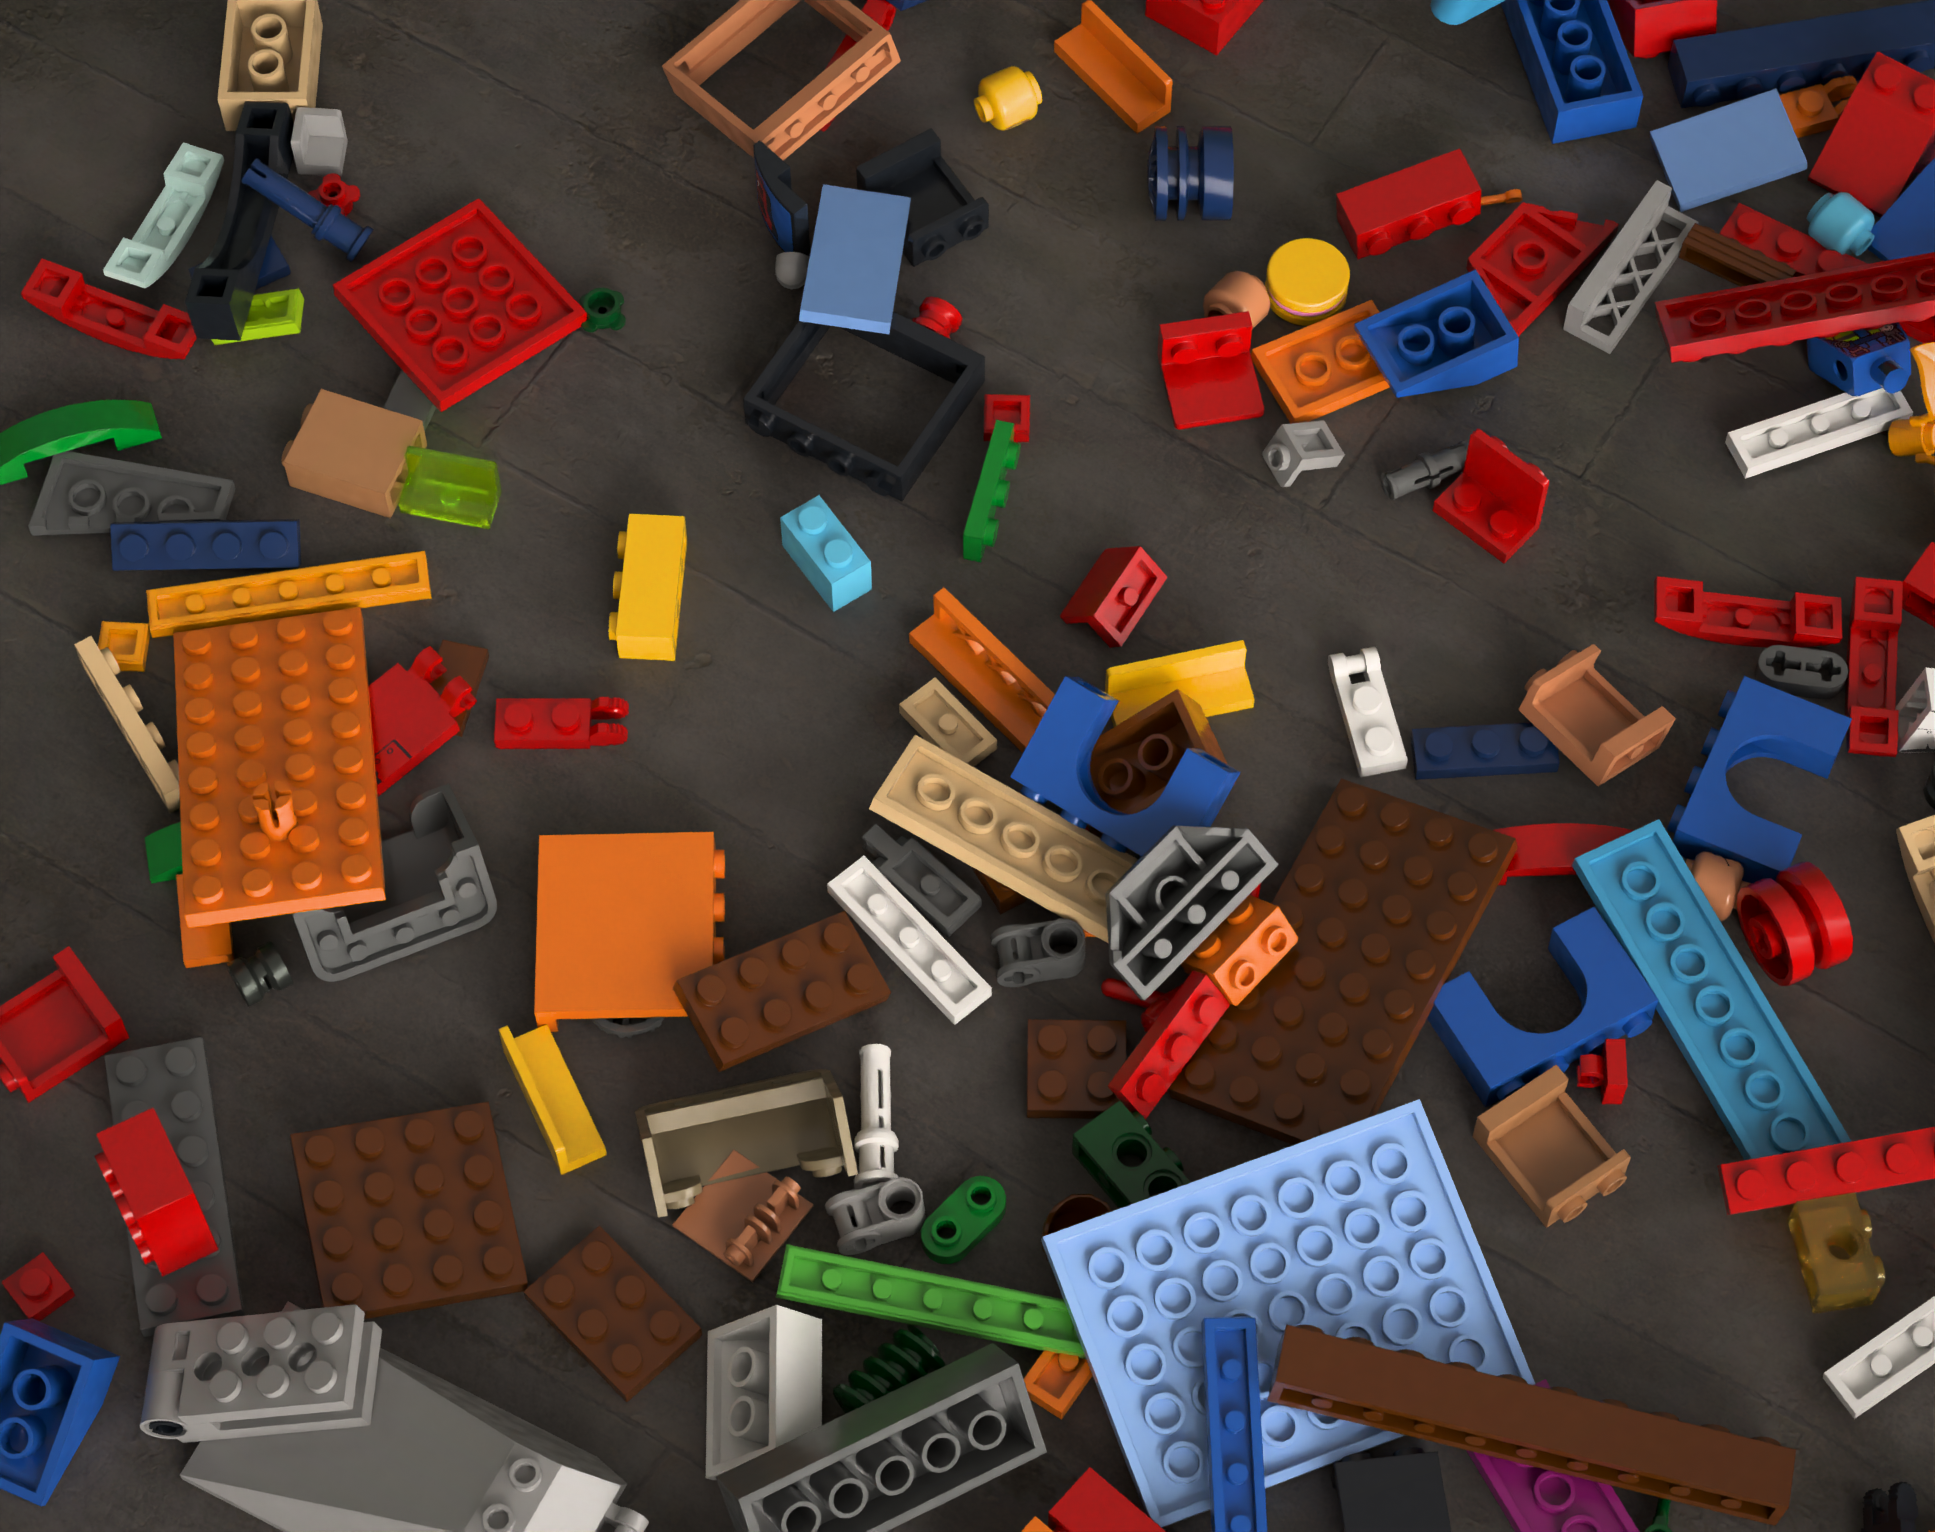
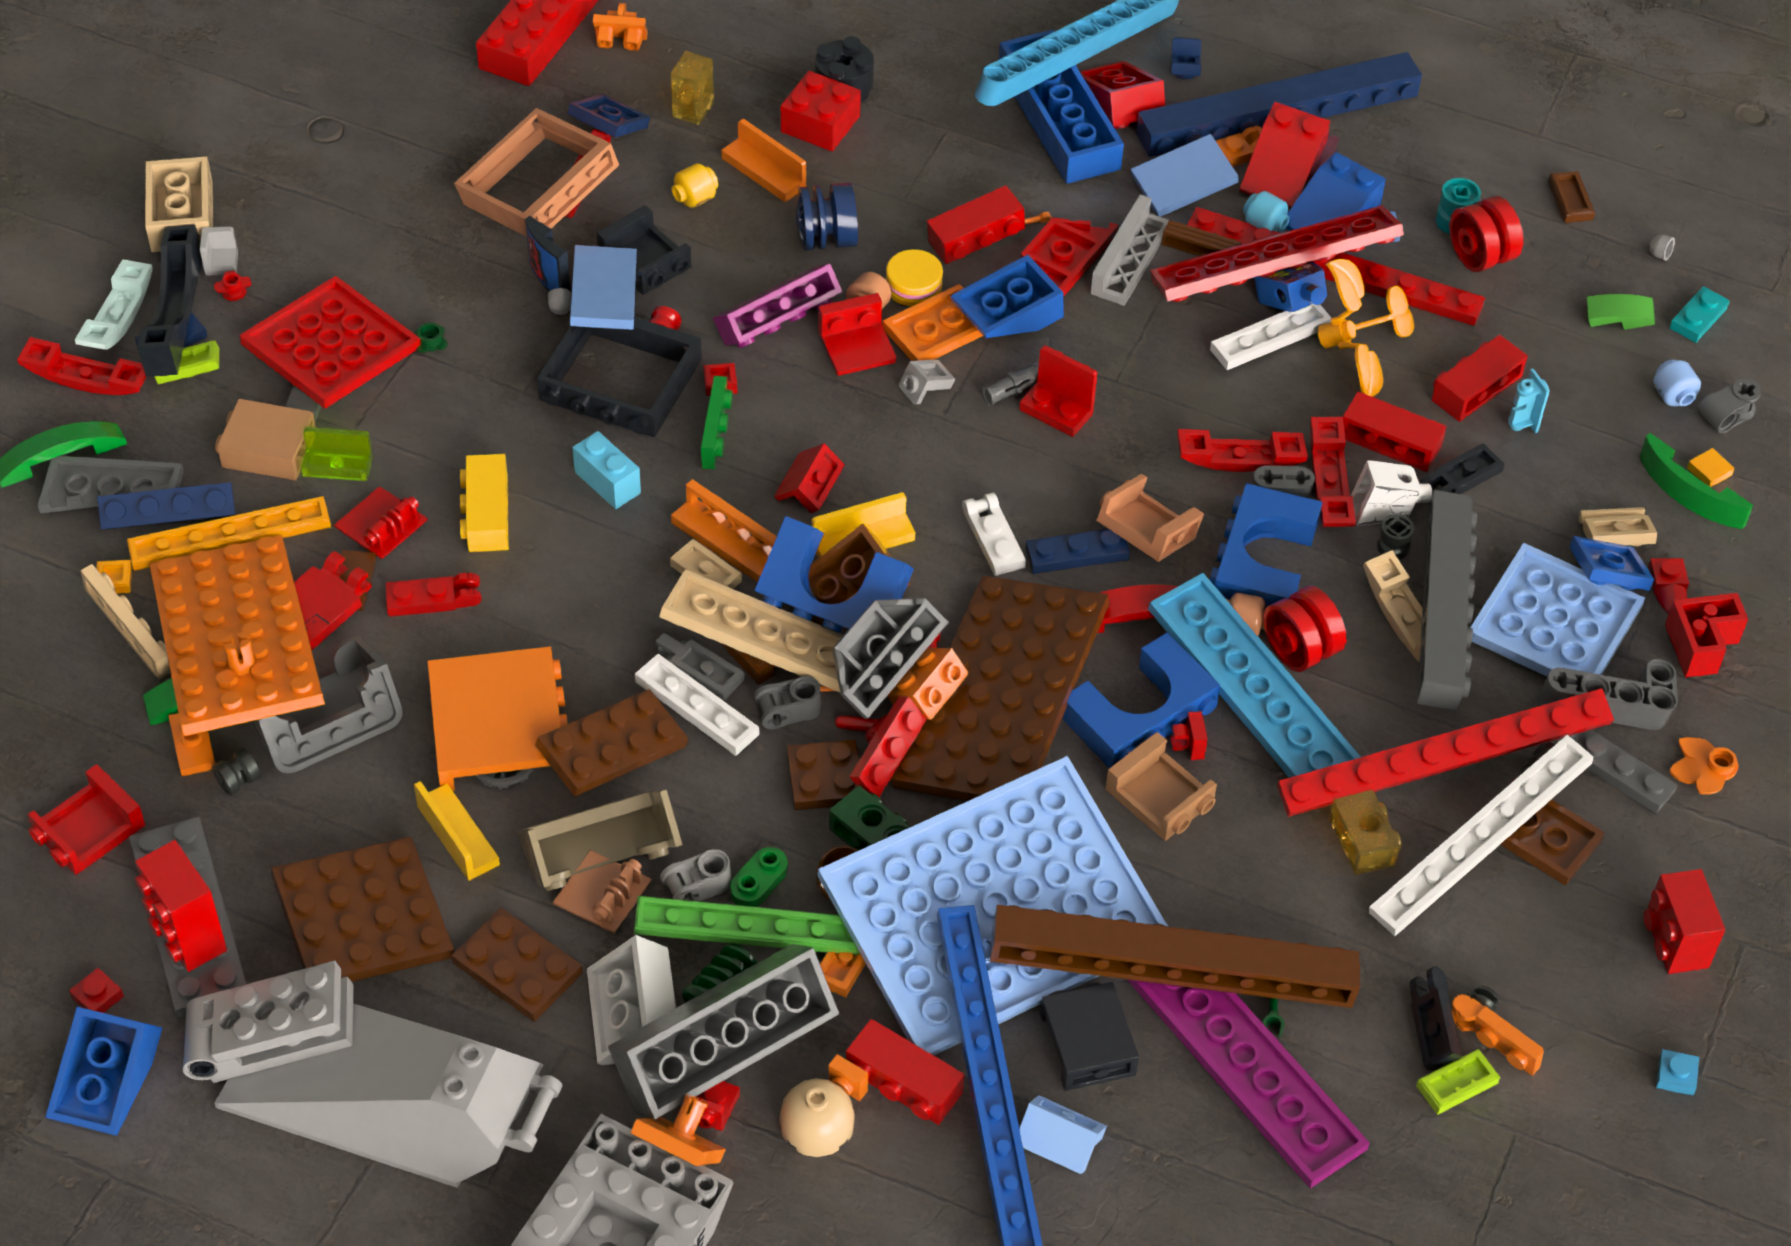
camera: 10 degrees left, 10 degrees down
(325, 221) = (229, 297): dark blue pin -> none
(501, 600) = (381, 521): none -> red hinge
(875, 1140) = (690, 829): white pin -> none
(1102, 310) = (777, 305): none -> magenta brick

